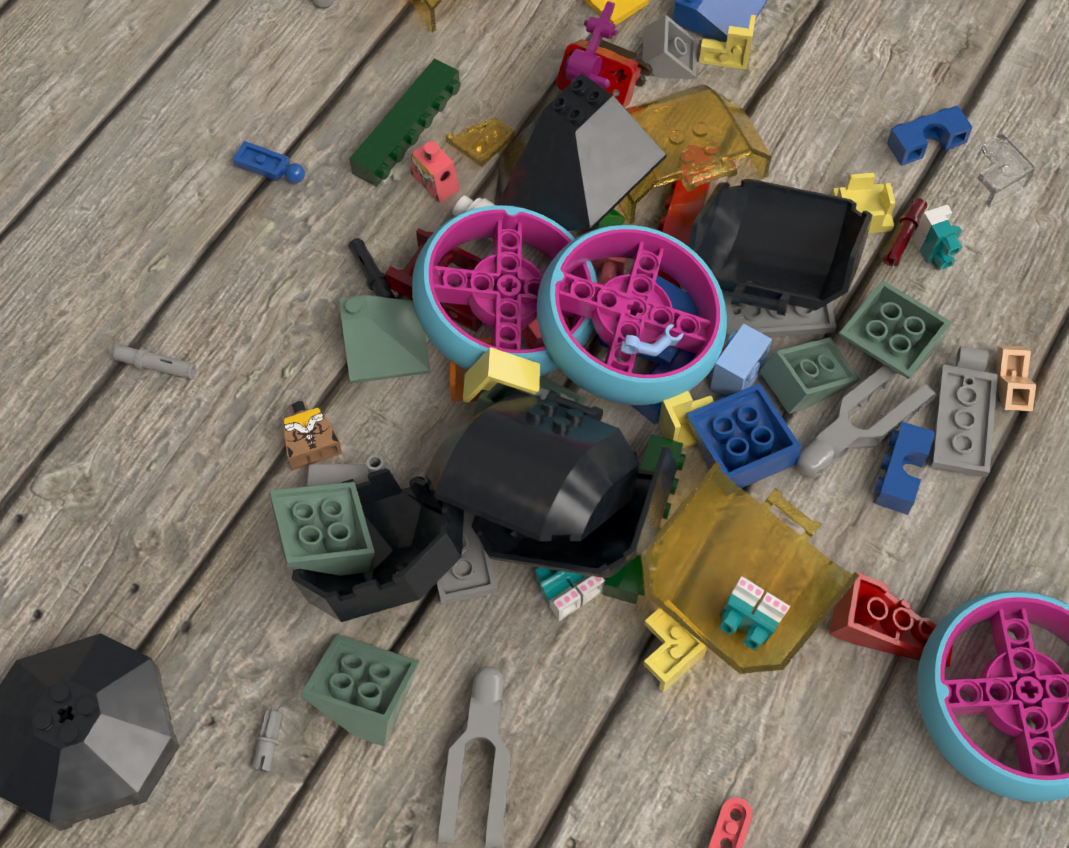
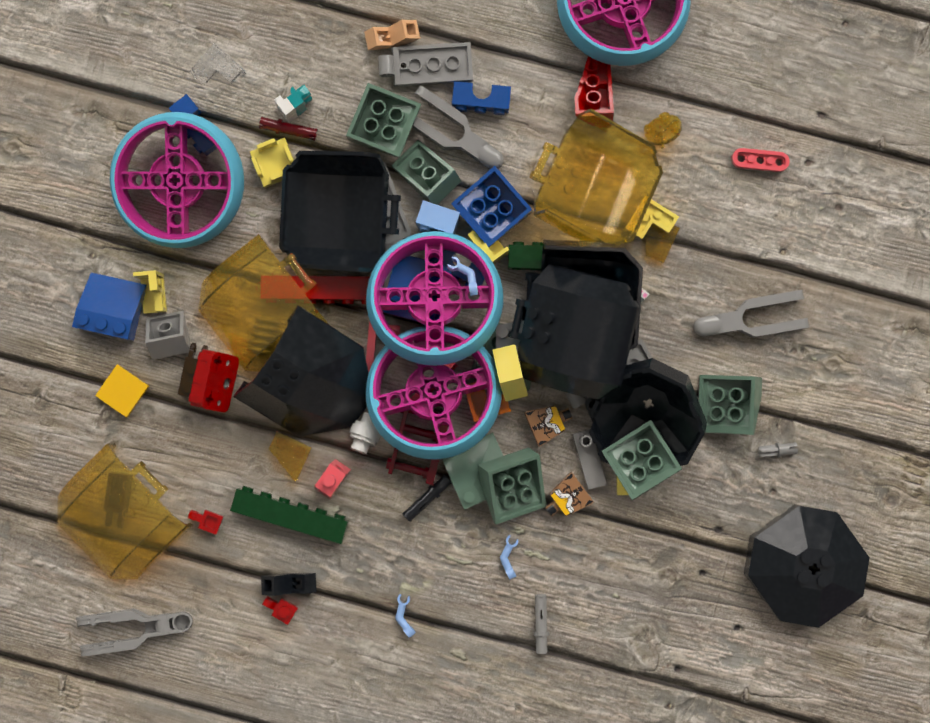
camera: 105 degrees left, 25 degrees up
(214, 213) = (409, 631): none -> light blue arm
(238, 343) = (504, 558): none -> light blue arm
(267, 163) = (355, 606): blue plate -> none
(296, 93) = (282, 610): none -> red plate
(325, 101) = (288, 583): none -> black brick
(349, 365) = (513, 485): none -> sand green slope
(418, 433) = (547, 423): none -> torso
(430, 43) = (208, 521): none -> red plate
(586, 61) = (220, 389): magenta piece -> none
(628, 655) = (659, 242): none -> clear yellow wing
(759, 624) = (616, 172): teal hips -> none
(806, 702) = (663, 129): none -> clear yellow plate
(862, 88) = (122, 180): none -> dark pink wheel

